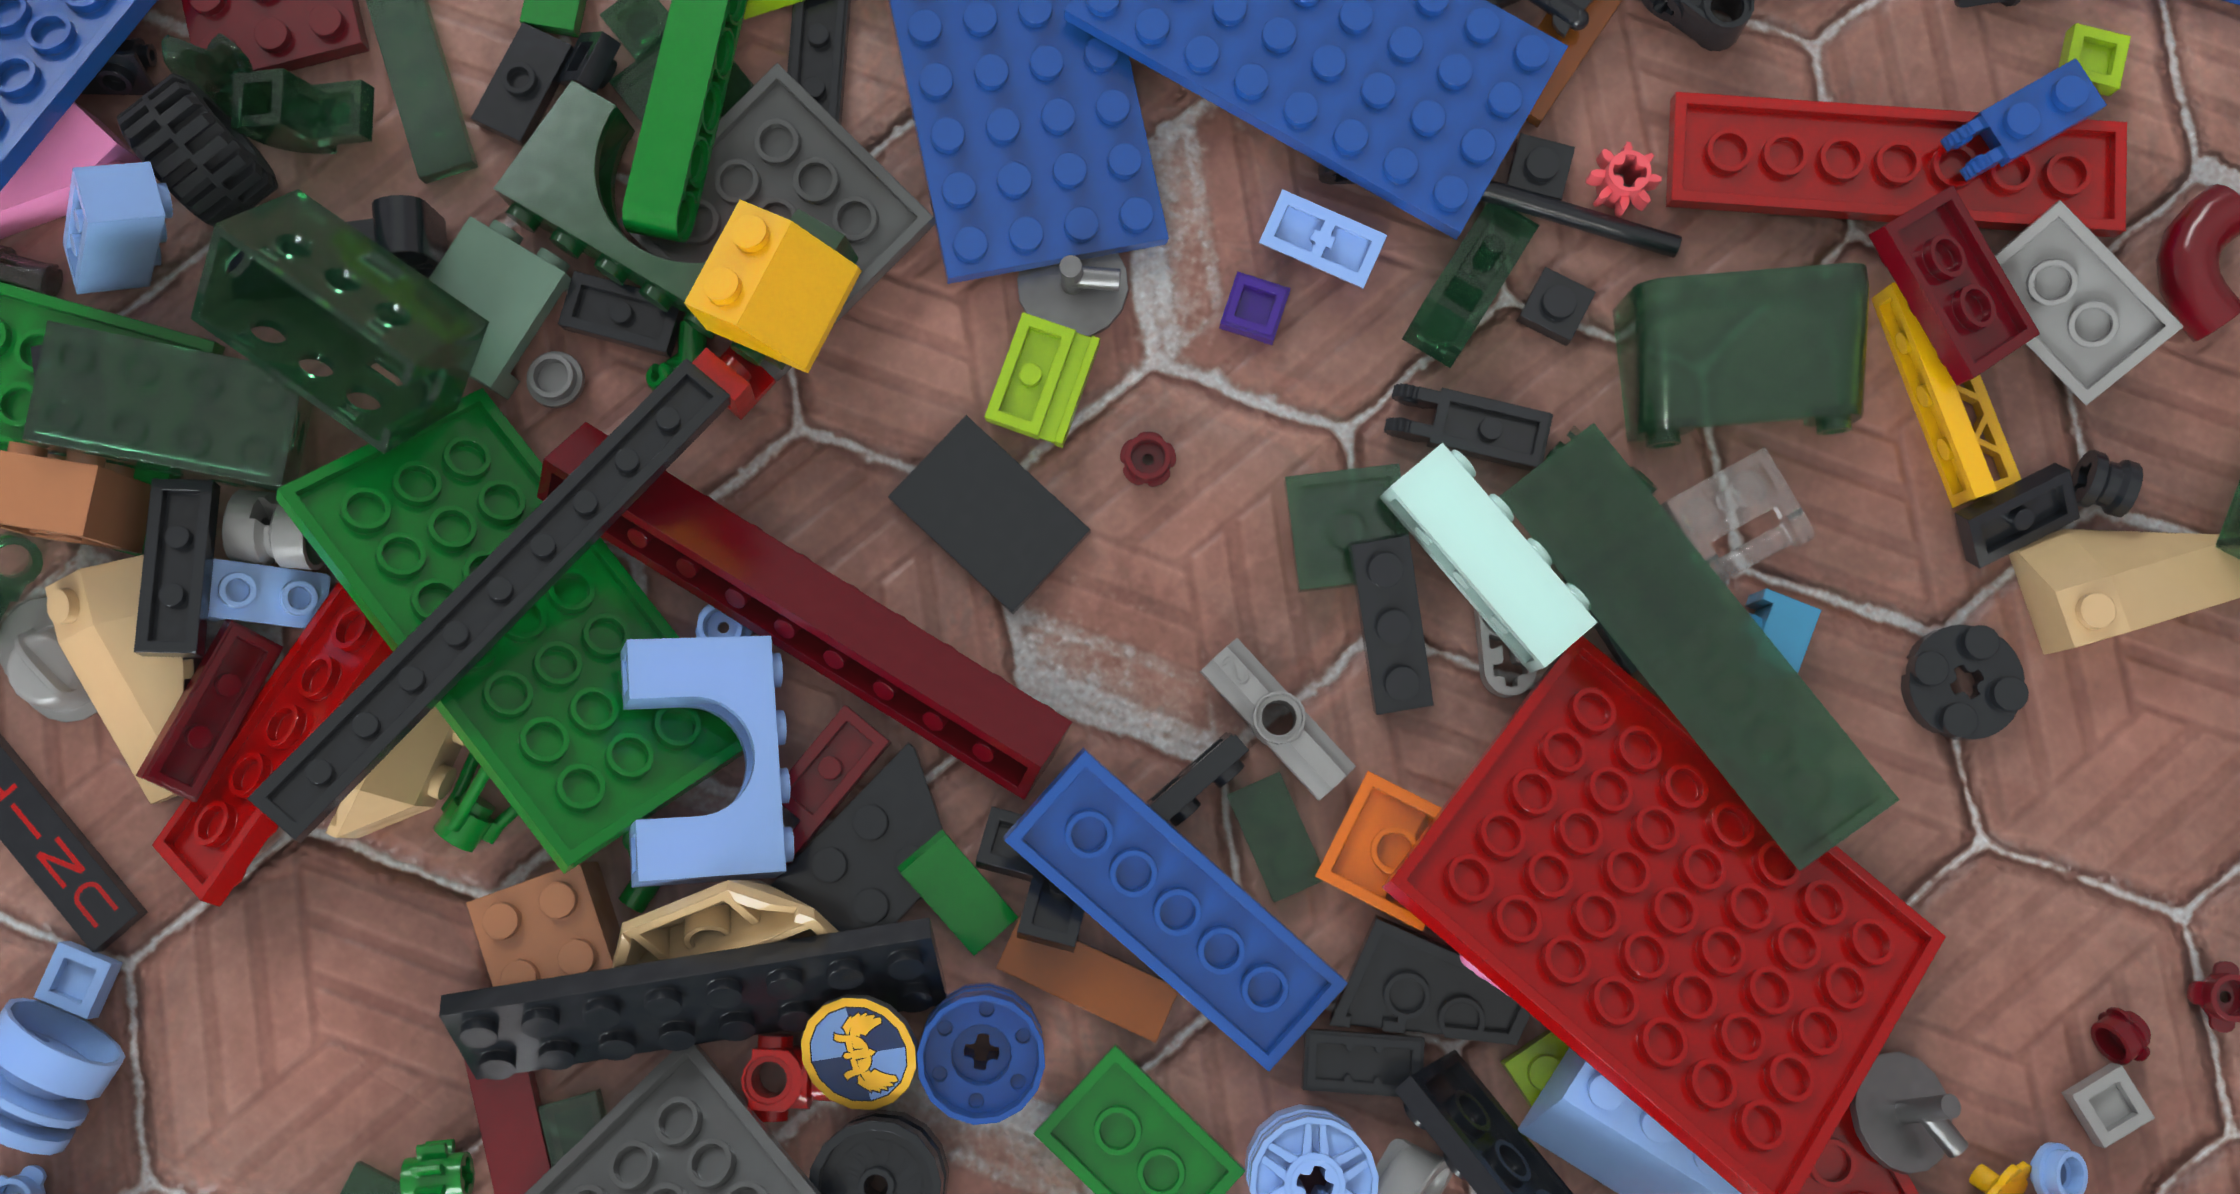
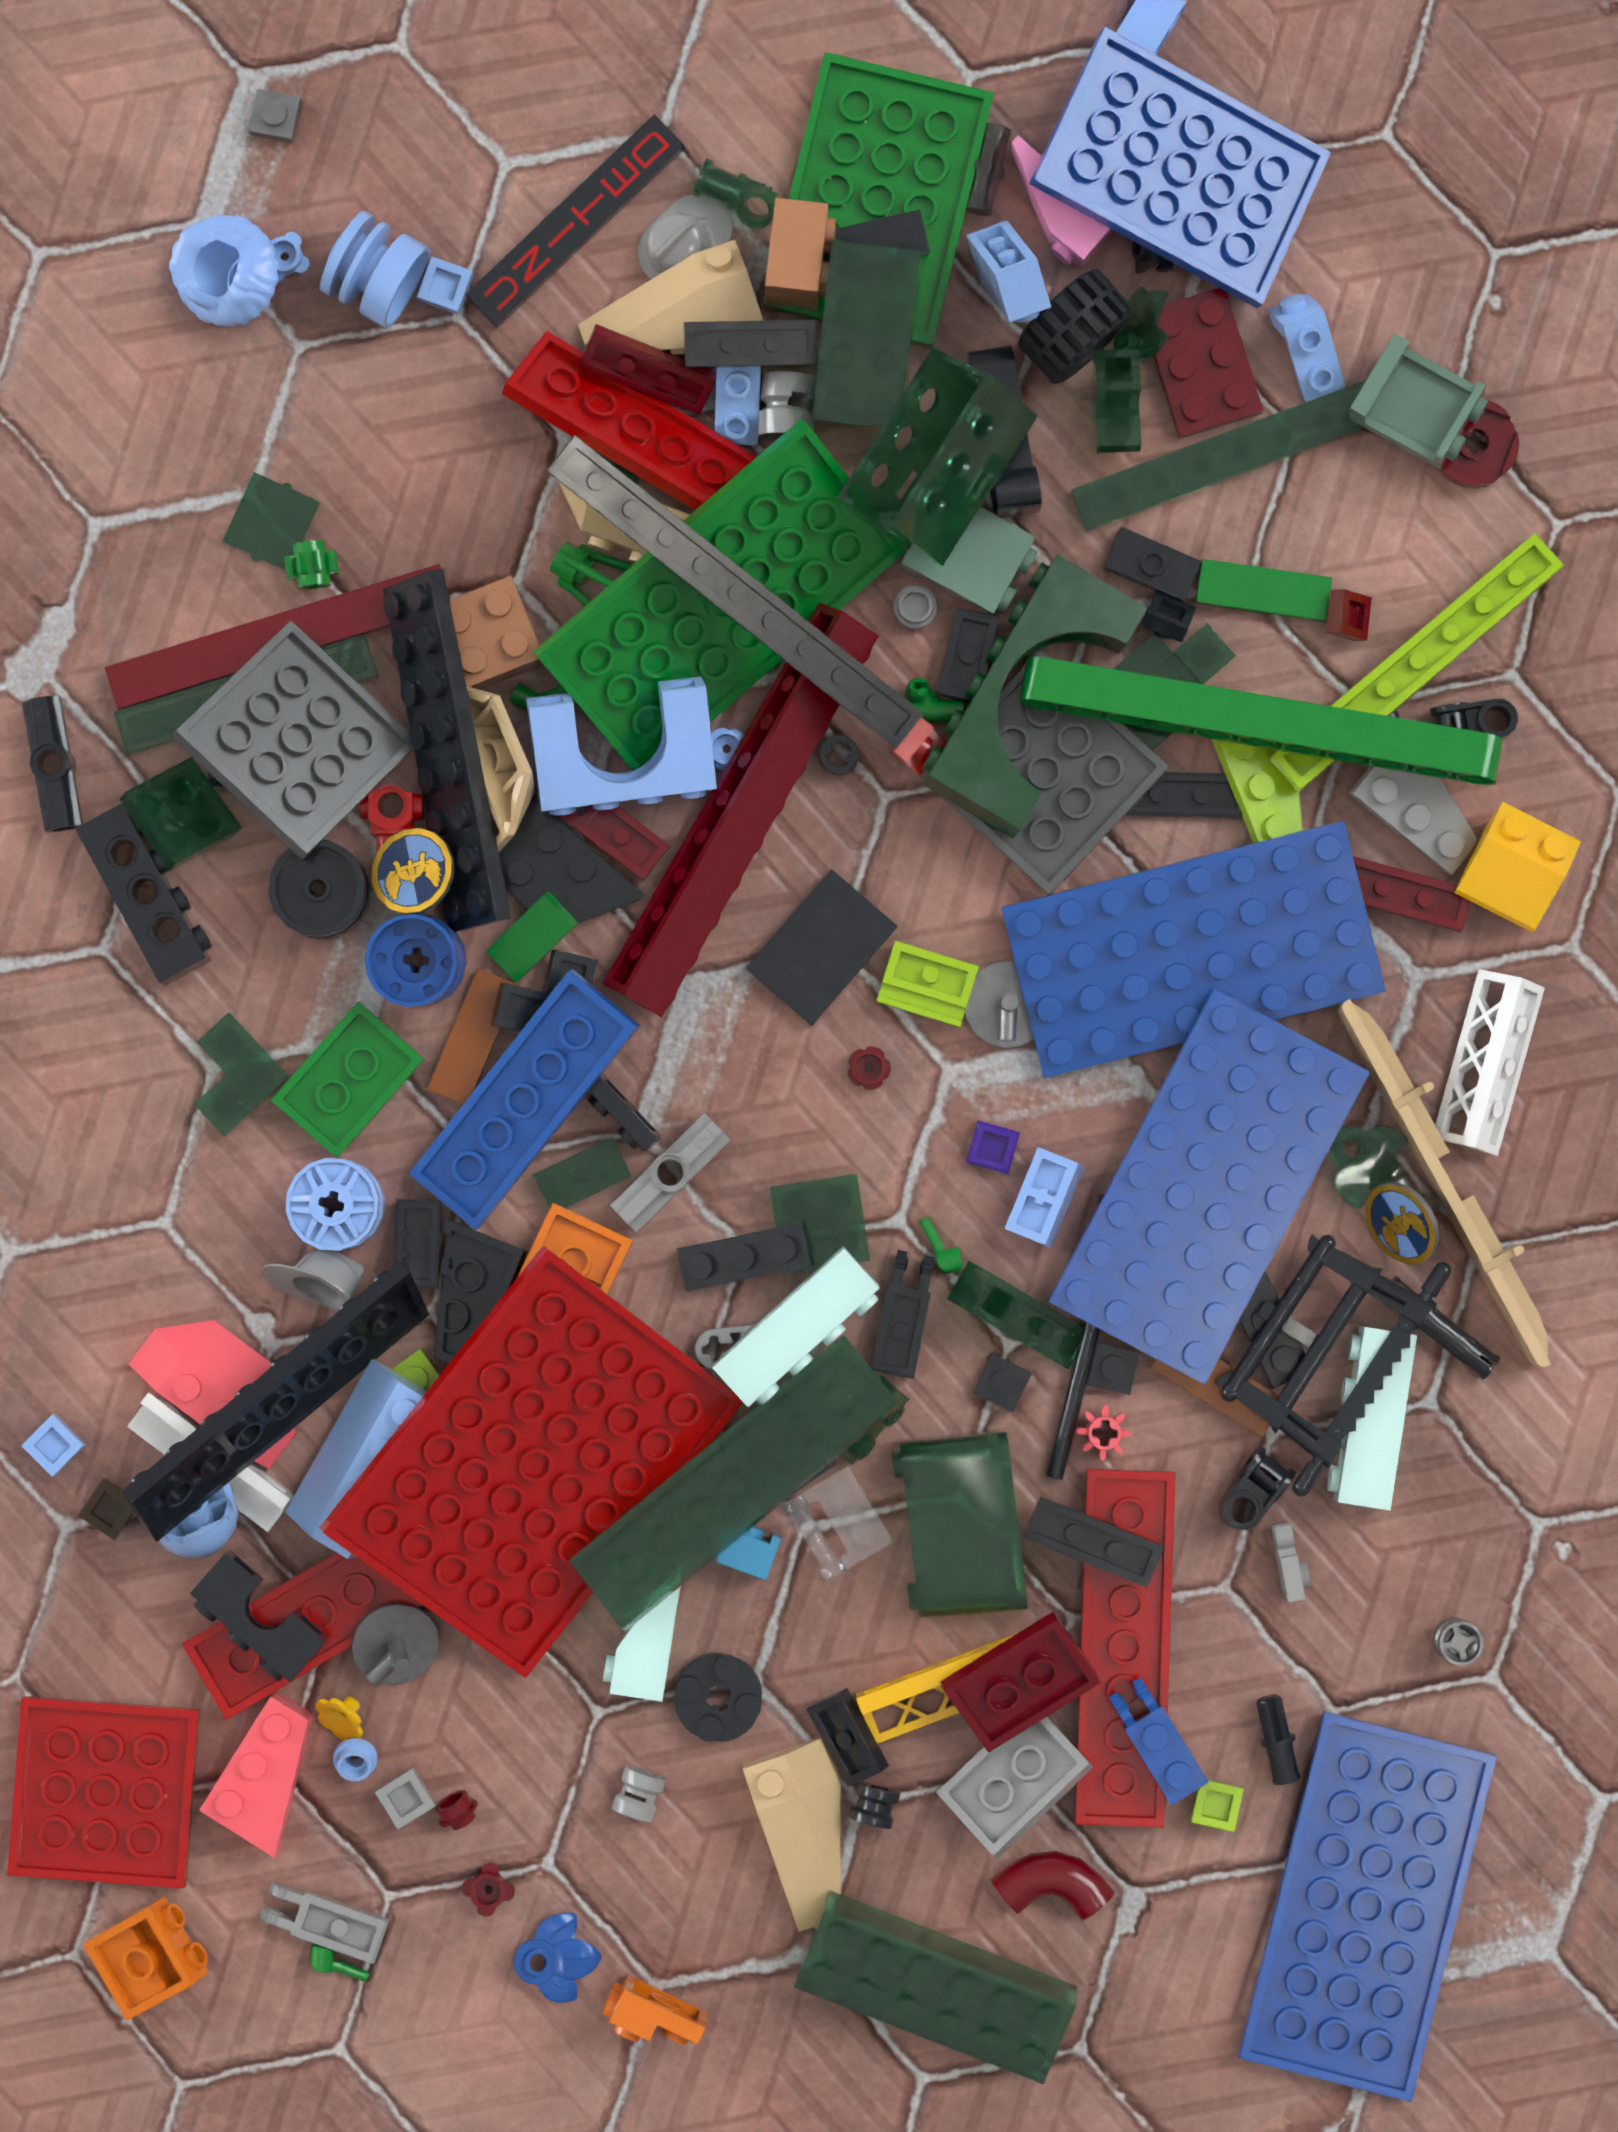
camera: 80 degrees right, 5 degrees up
(750, 469) = (826, 750): none -> black bush
(772, 287) = (972, 780): yellow slope -> none
(1397, 367) = (948, 1259): none -> green hand
(1769, 188) = (1093, 1541): none -> black plate
(1930, 779) = (644, 1654): none -> light aqua slope
(2091, 788) = (644, 1789): none -> light grey wheel

